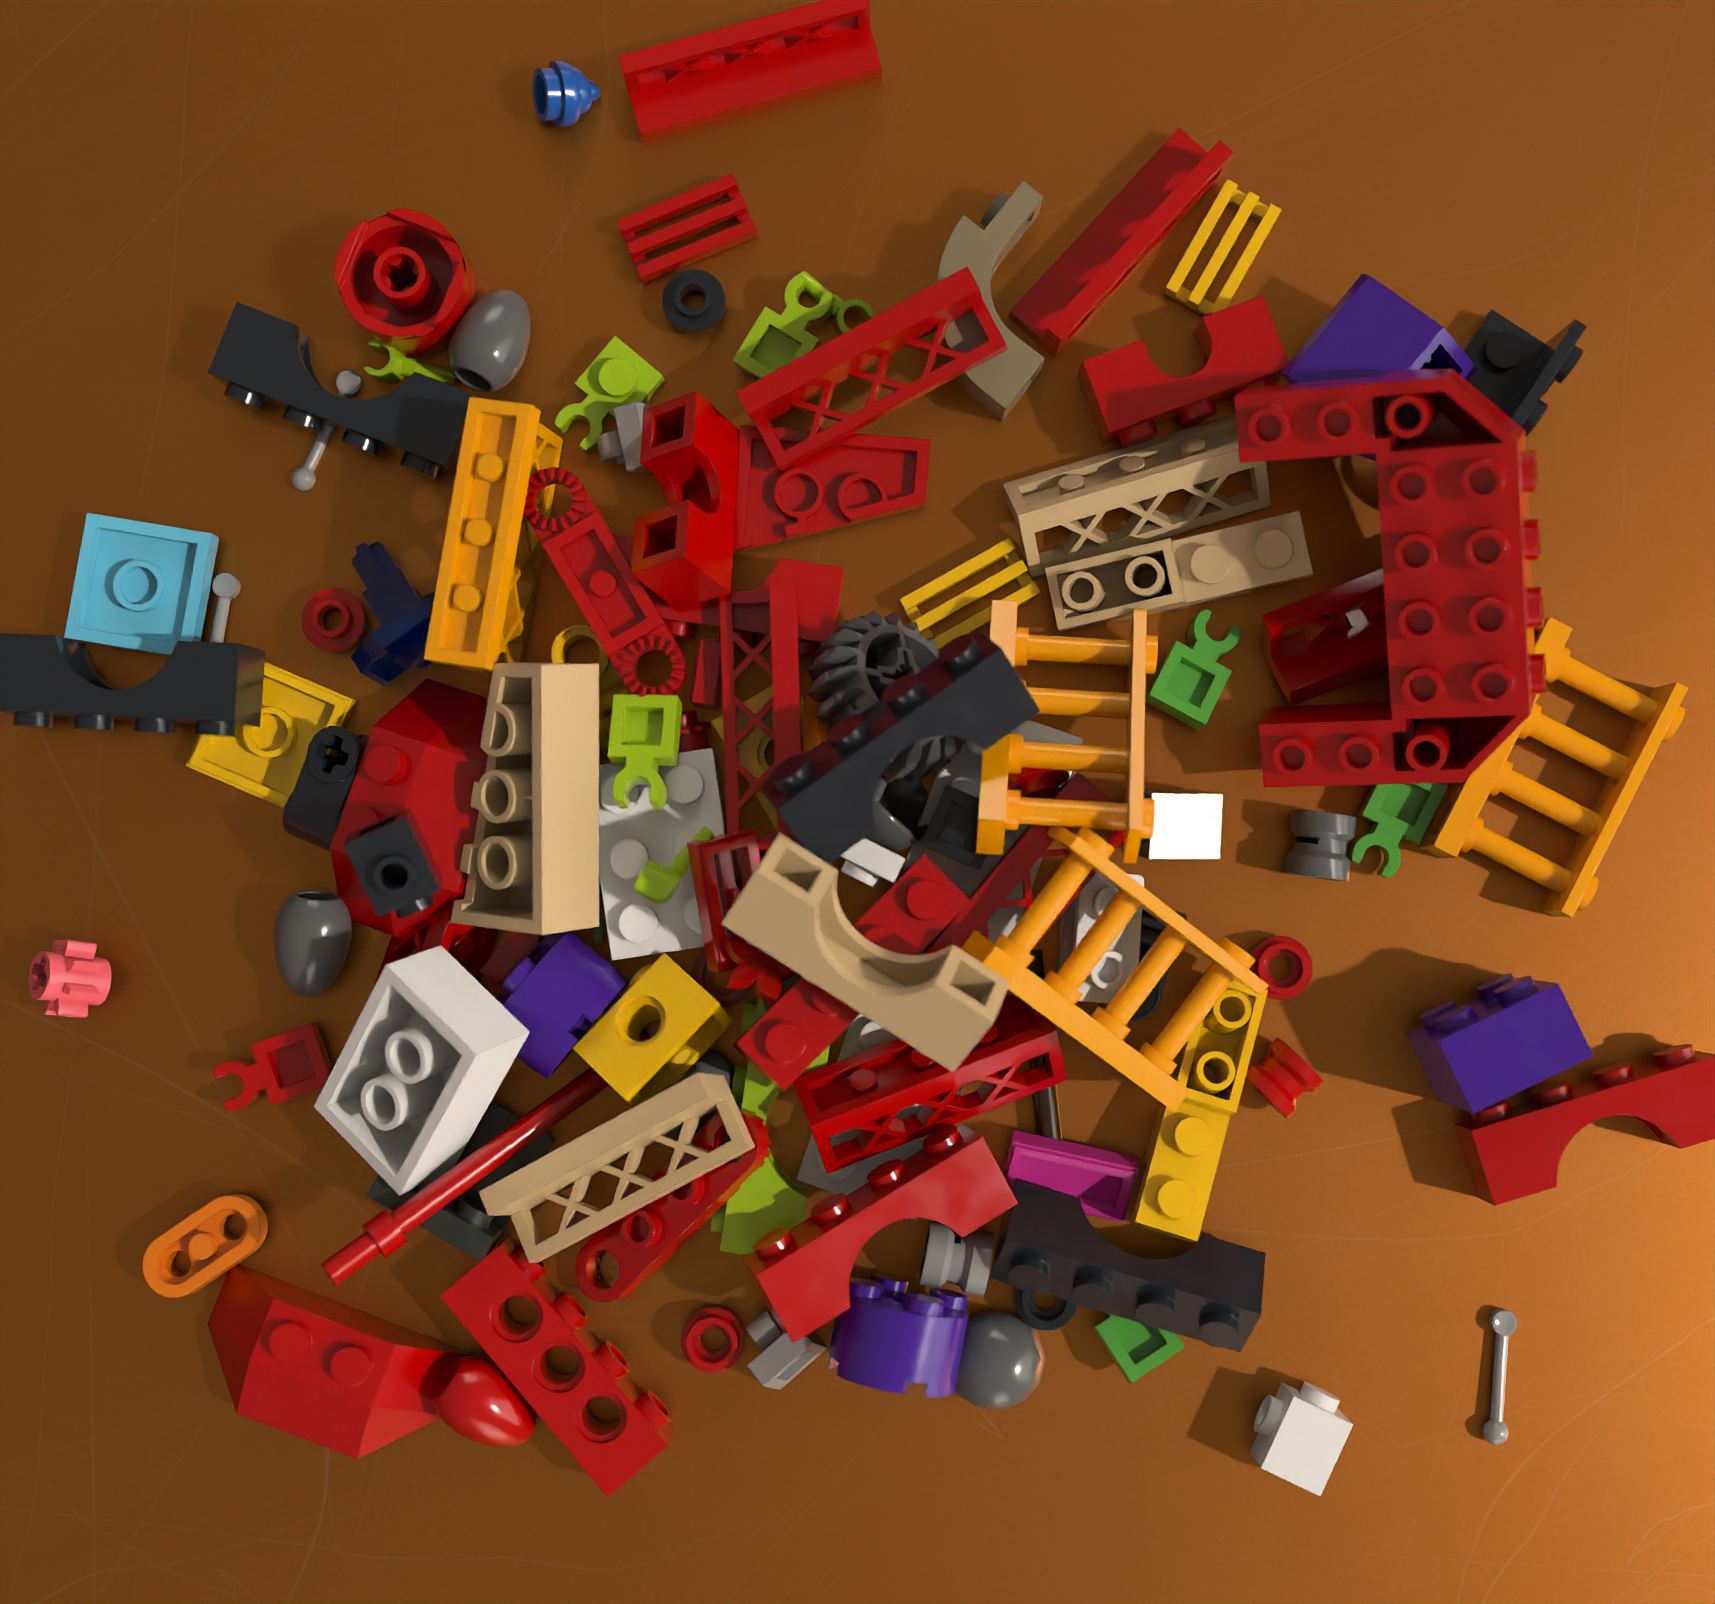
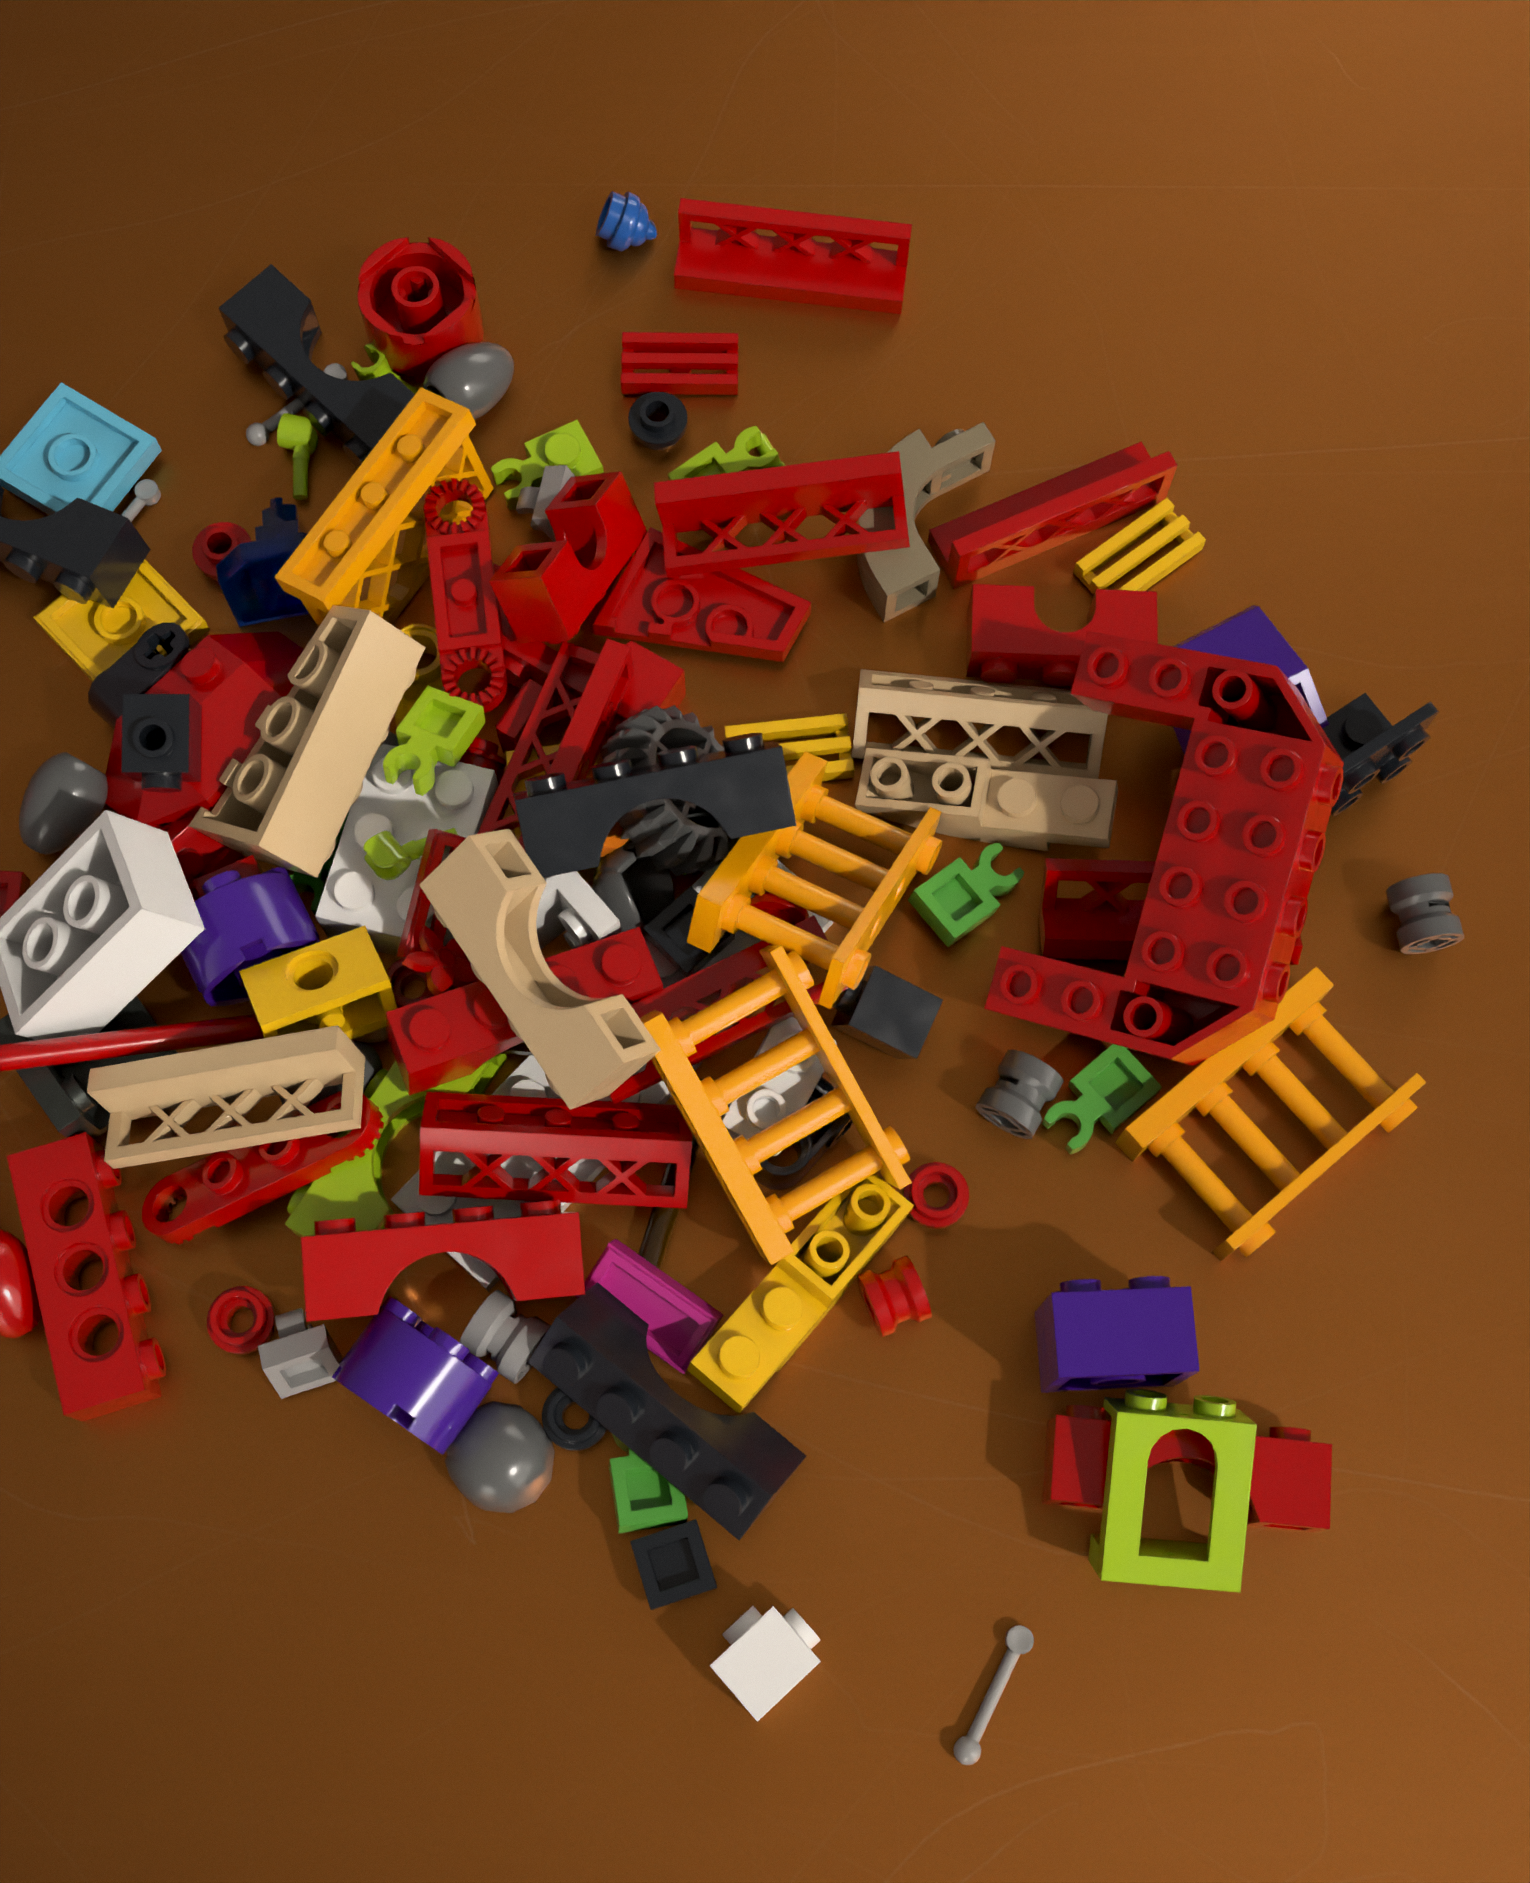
camera: 20 degrees right, 15 degrees down
(348, 466) = (298, 435): none -> lime hand
(1187, 1389) = (673, 1564): none -> black plate
(1592, 1217) = (1136, 1426): none -> lime panel
(1626, 515) = (1424, 913): none -> dark grey wheel

